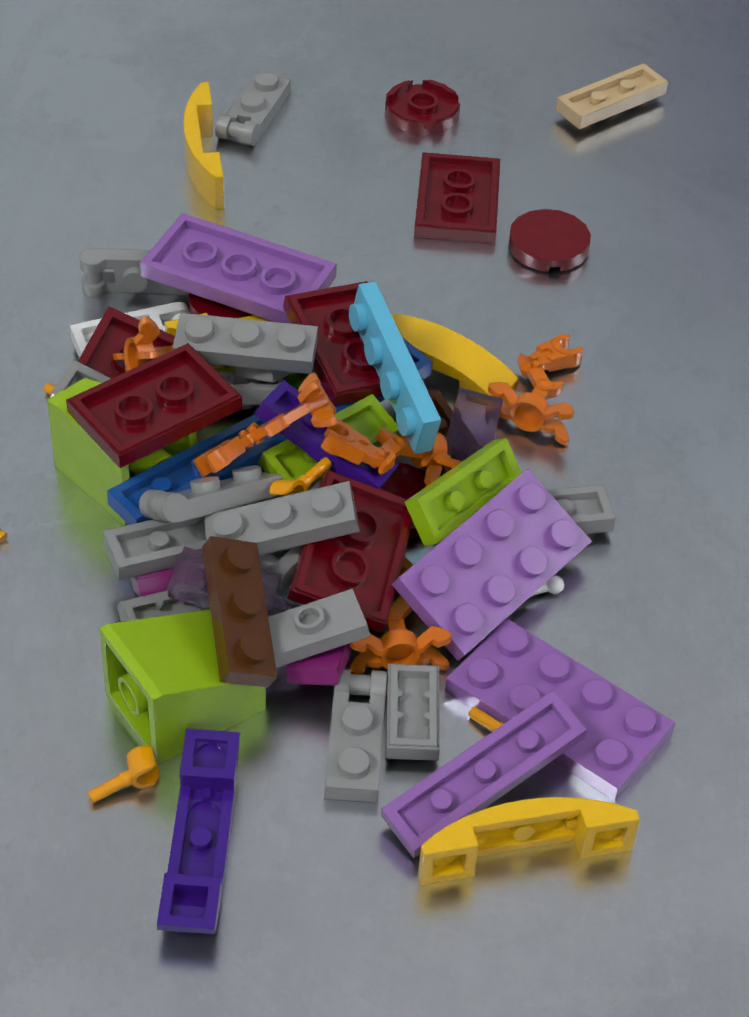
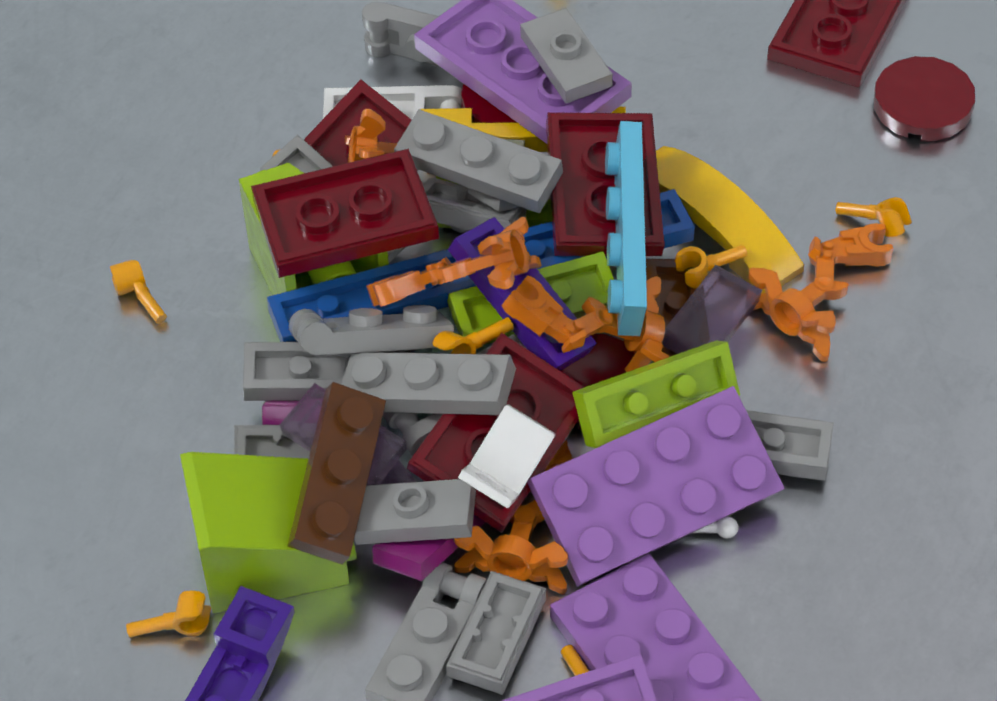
camera: 25 degrees right, 5 degrees up
(277, 252) = (566, 55): none -> light grey plate
(376, 561) = (507, 456): none -> white bracket
(448, 388) = (696, 257): none -> light orange hand
(568, 323) = (890, 212): none -> light orange hand

